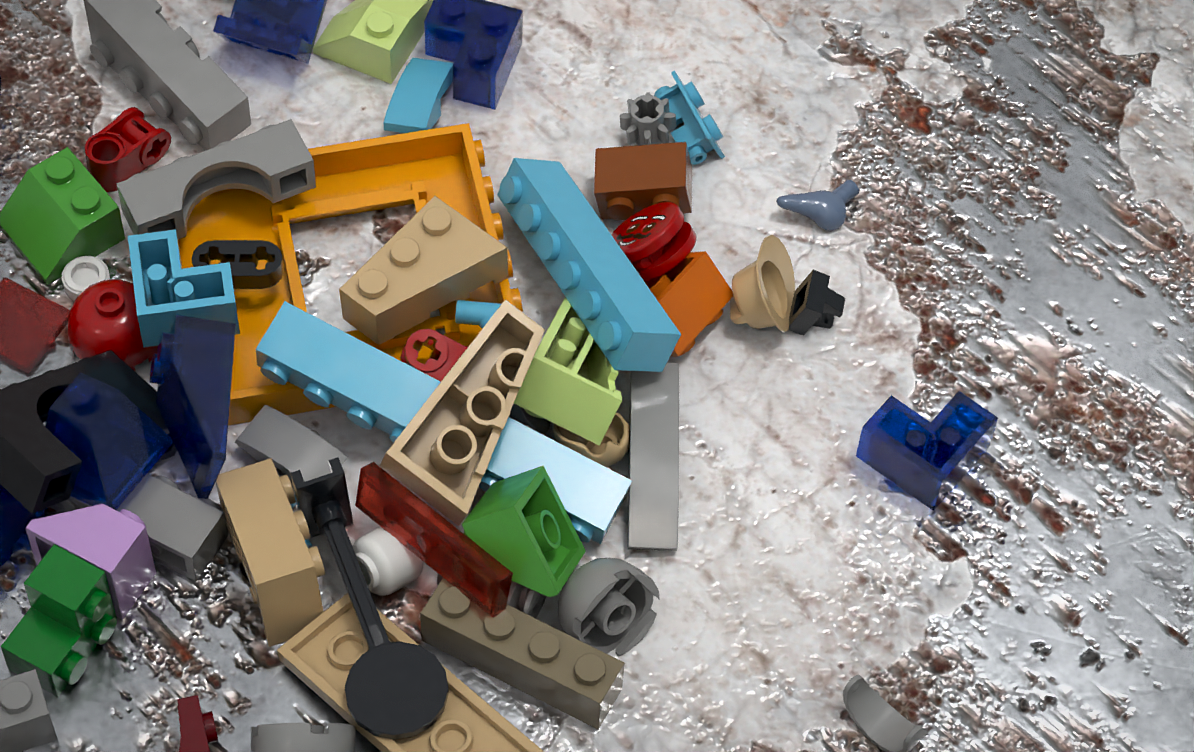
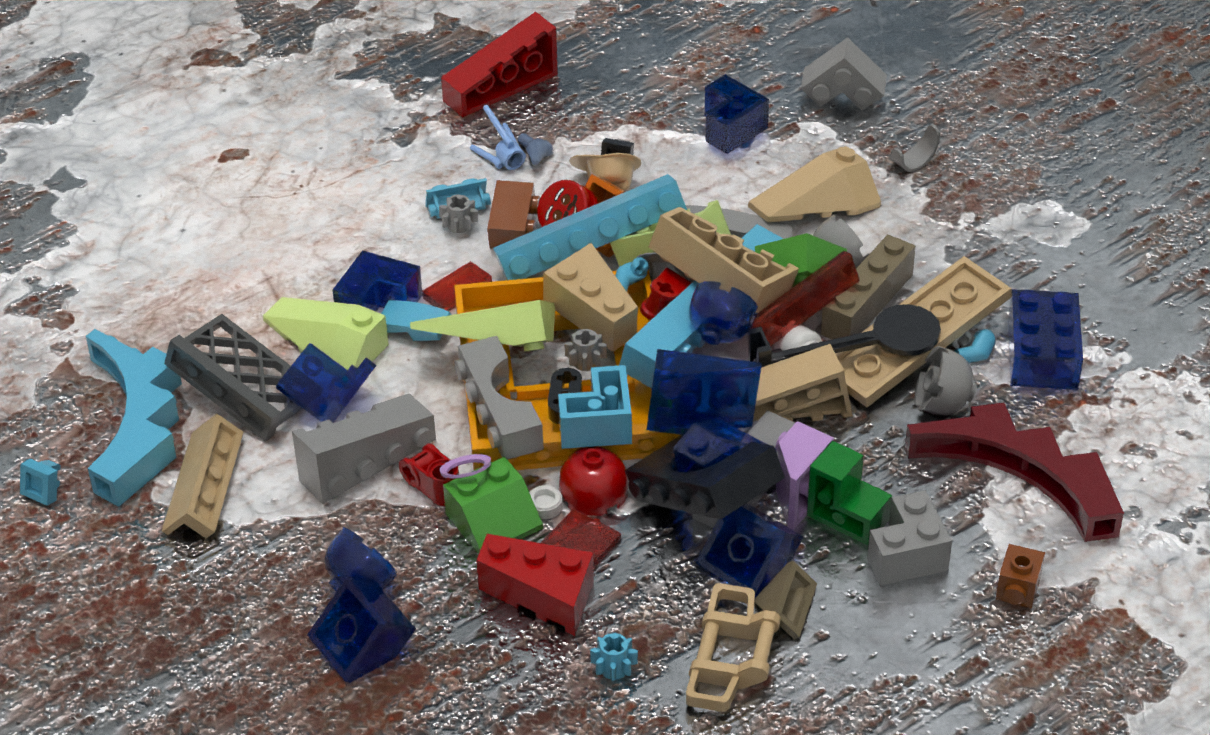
camera: 80 degrees left, 15 degrees down
(96, 146) = (480, 458): none -> lavender piece
(318, 275) = (585, 349): none -> light grey gear
(355, 414) = (721, 314): none -> clear blue cylinder
(357, 173) = (516, 325): none -> yellowish green wedge
(506, 138) = (442, 292): none -> clear red tile
(757, 582) = (825, 185): none -> tan wedge
(804, 167) = (507, 151): none -> light blue plant
(993, 137) = (503, 67): none -> red wedge
(1055, 607) = (845, 71): none -> light grey brick

